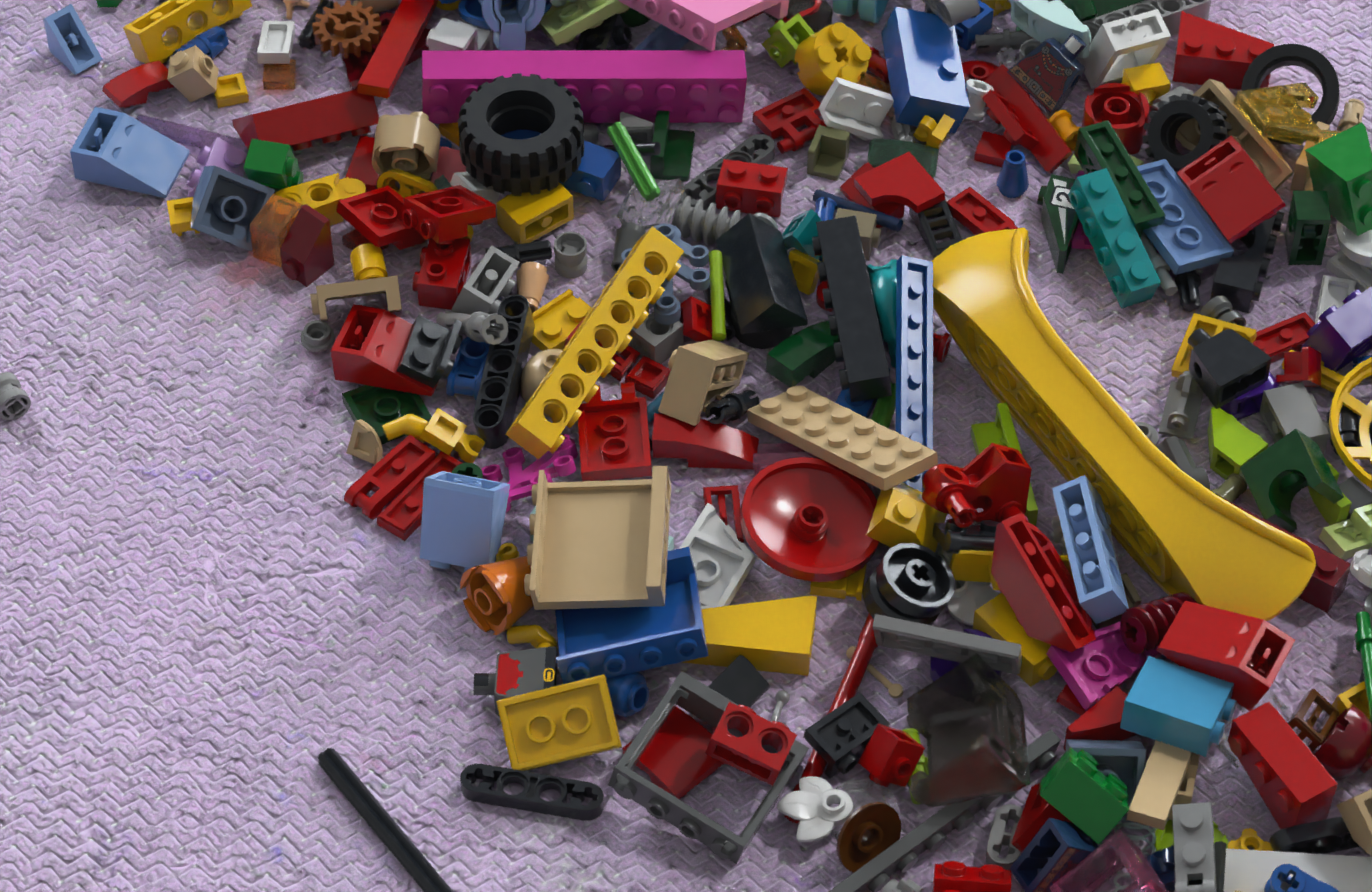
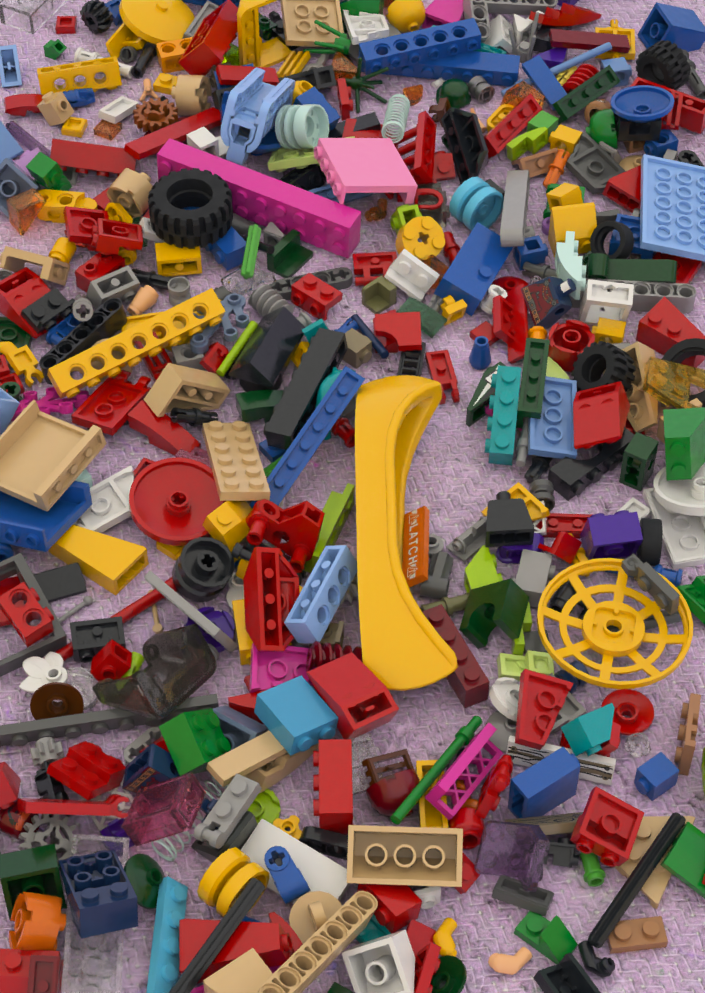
camera: 30 degrees right, 0 degrees up
(307, 247) = (33, 227): dark red slope -> none

